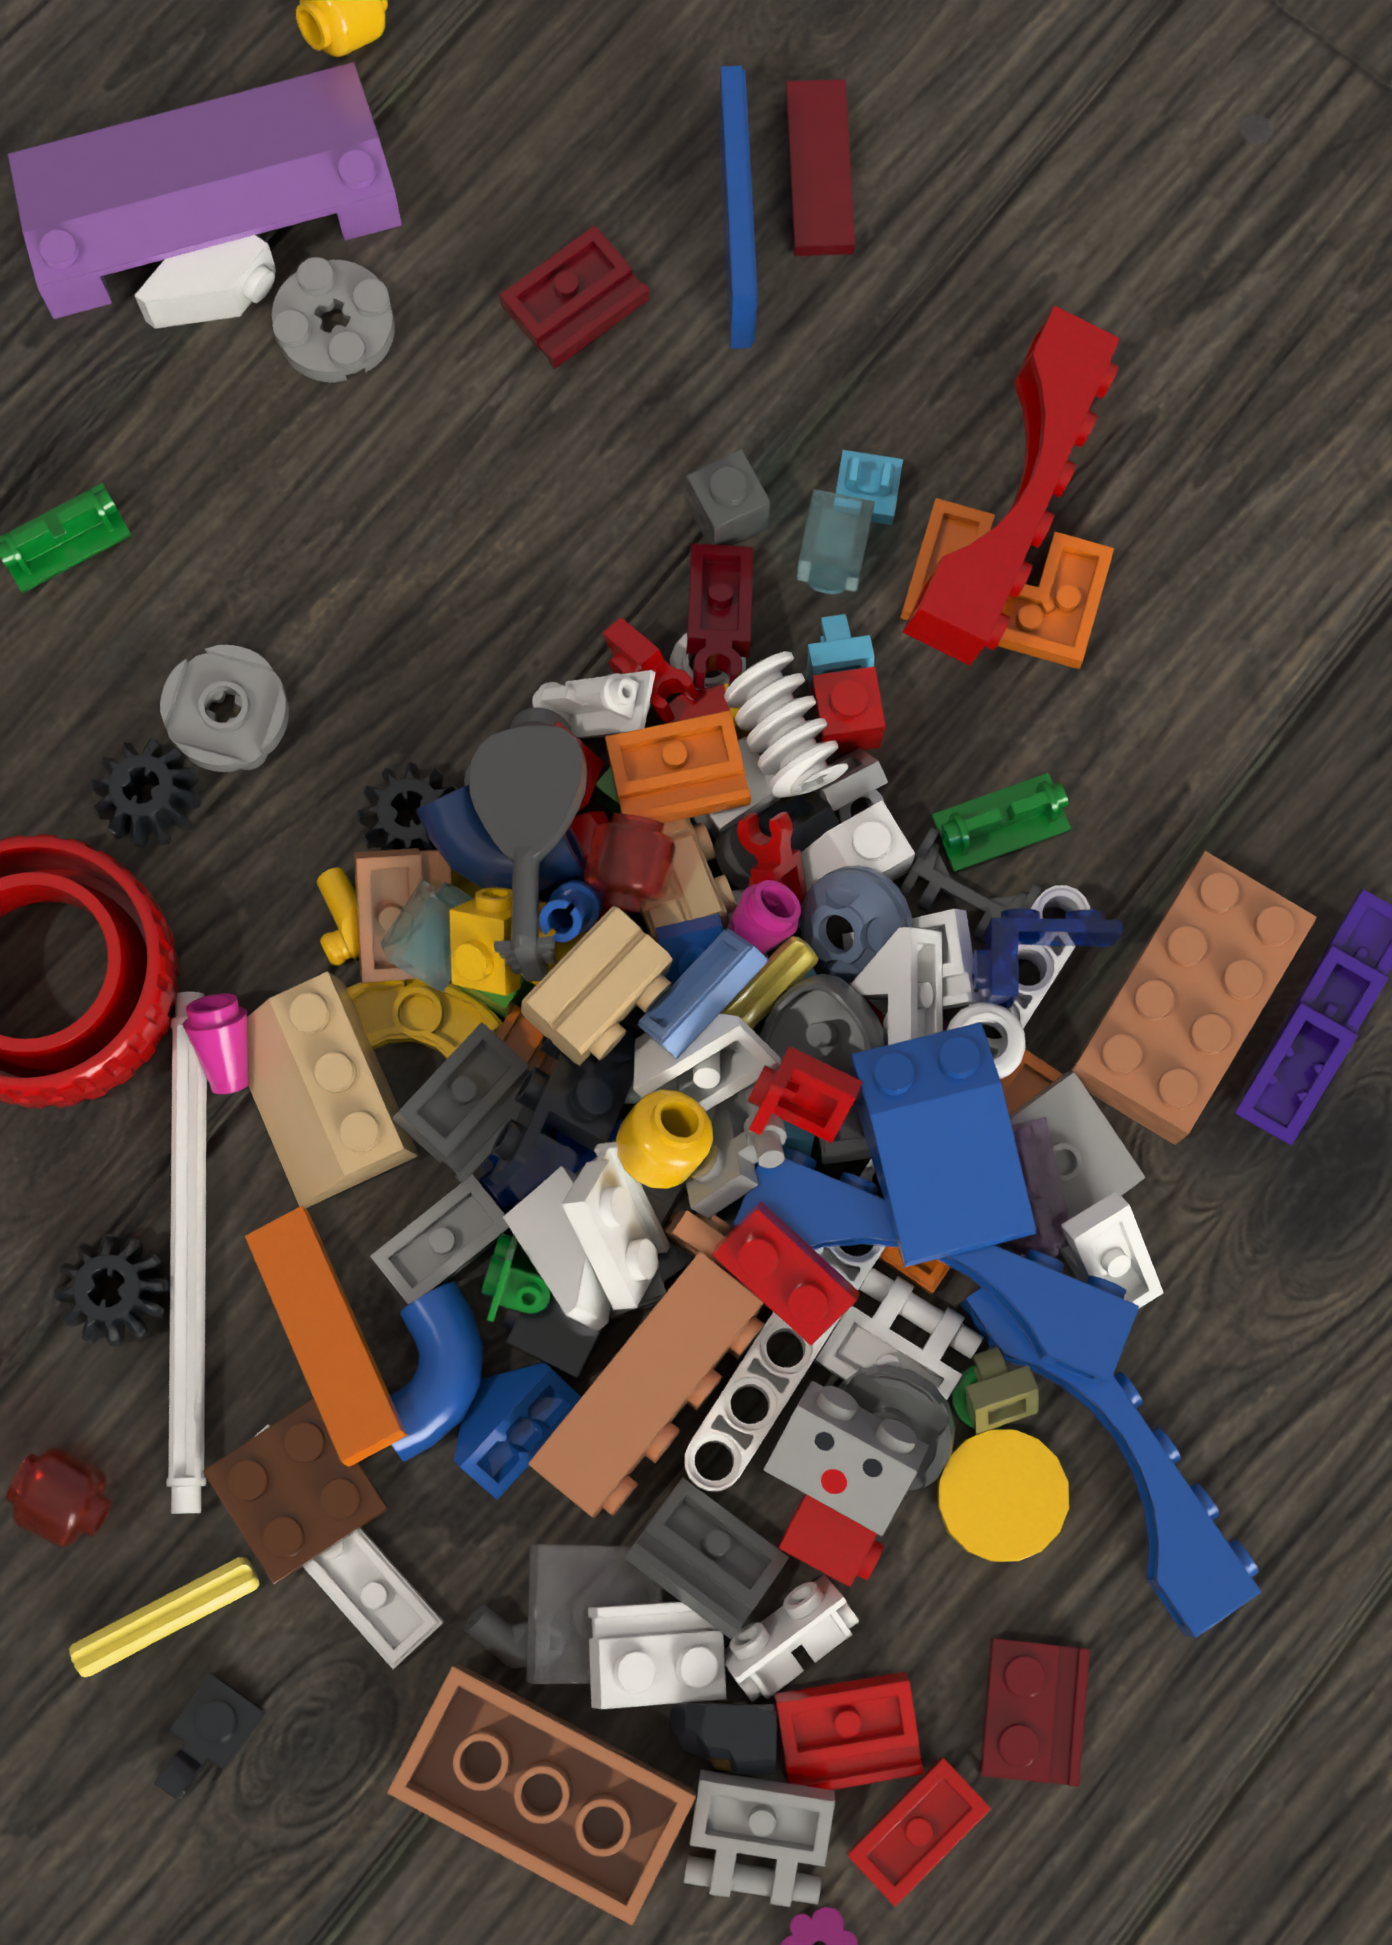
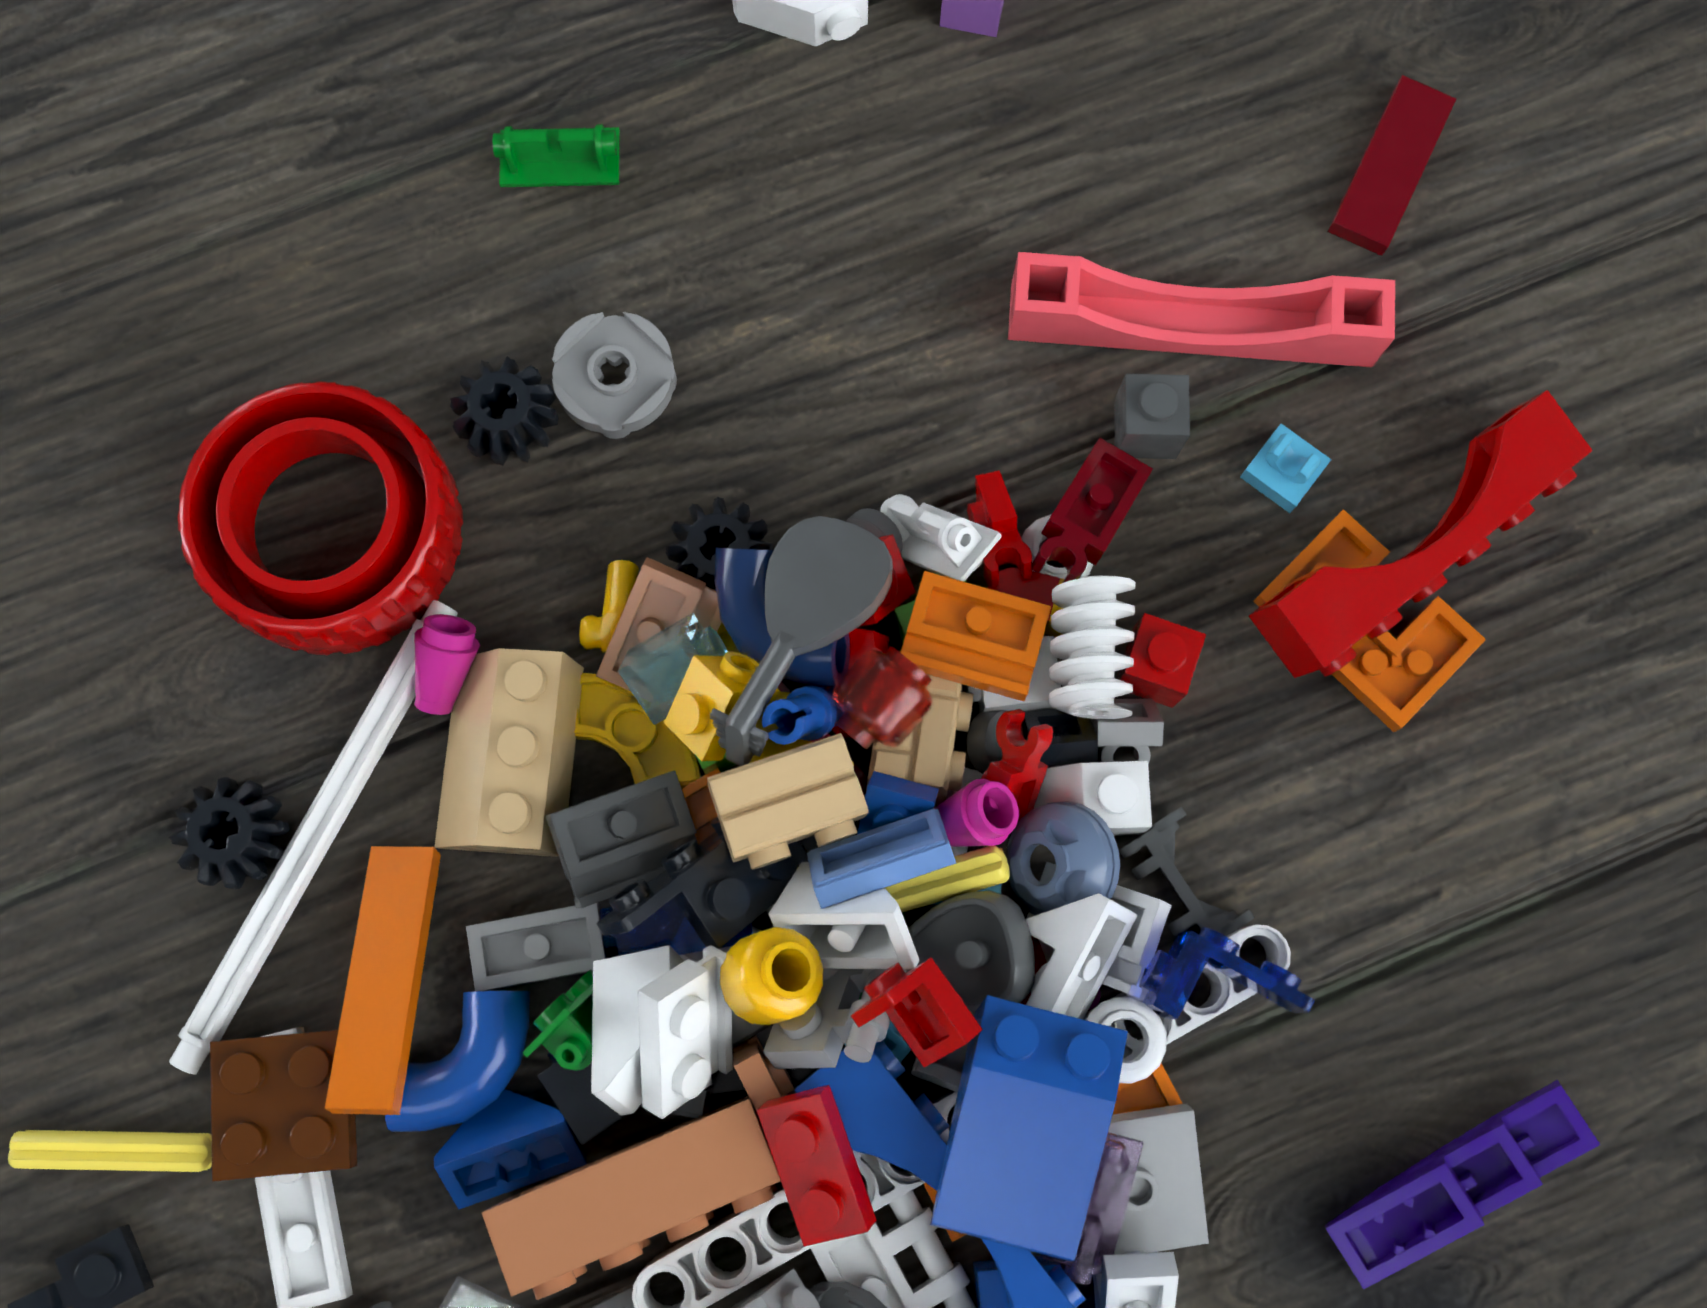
camera: 30 degrees right, 0 degrees up
(59, 1497) = (78, 993): clear red head -> none
(319, 289) = (892, 55): light grey plate -> none
(574, 296) = (1112, 169): dark red plate -> none
(633, 426) = (1306, 321): none -> coral arch
(737, 207) = (1301, 157): blue tile -> none
(834, 542) = (1229, 501): clear light blue brick -> none
(837, 649) = (1181, 601): medium azure tile -> none
(1002, 821) = (1250, 836): green hinge -> none
(1191, 998) = (1342, 1099): nougat brick -> none

